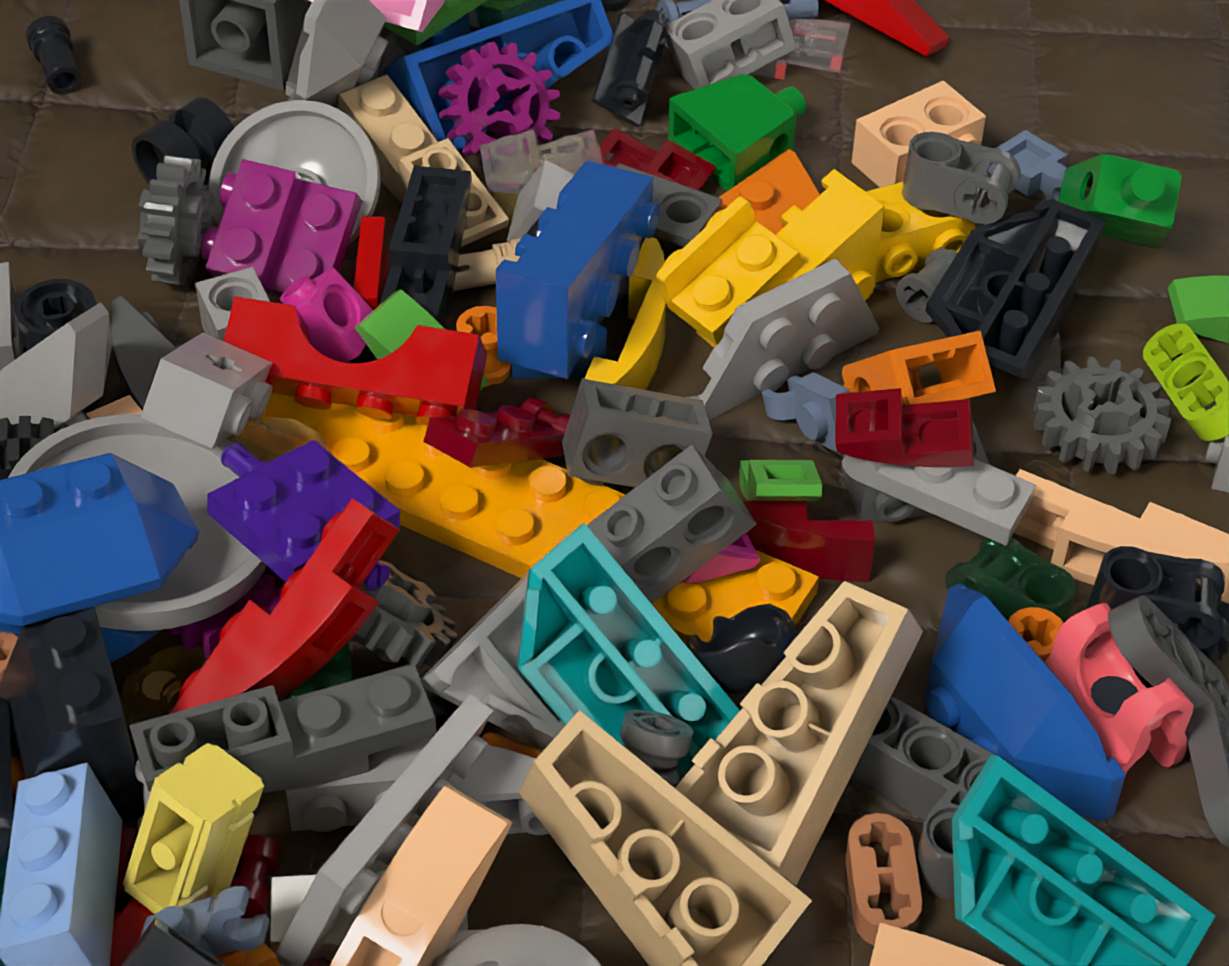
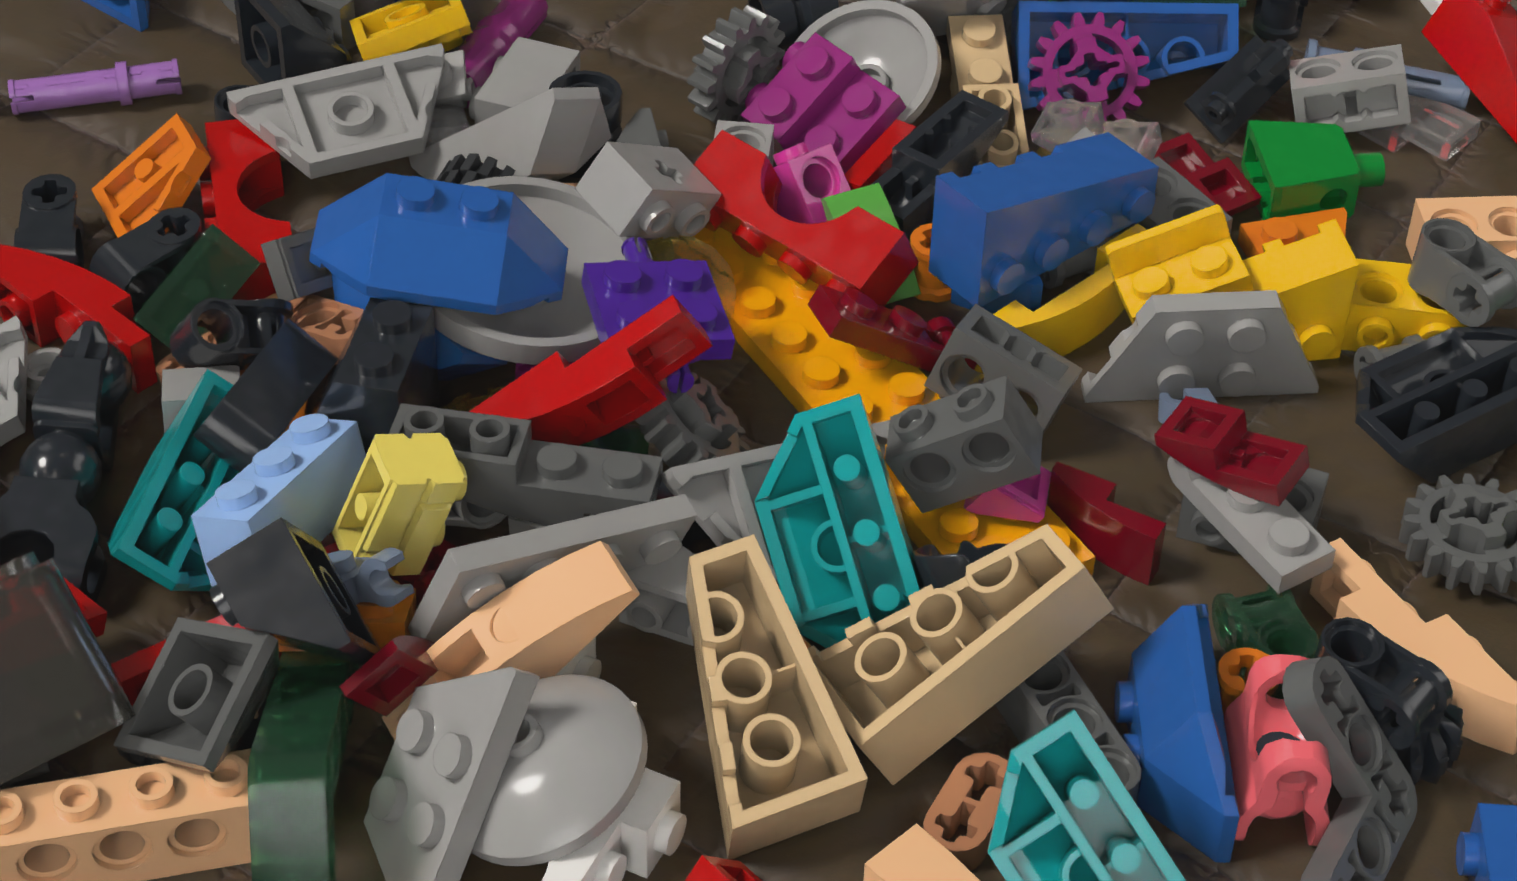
camera: 30 degrees right, 5 degrees down
(657, 741) = (827, 610): dark grey wheel -> none
(780, 480) = (1108, 460): bright green slope -> none
(959, 359) = (1296, 410): orange torso -> none

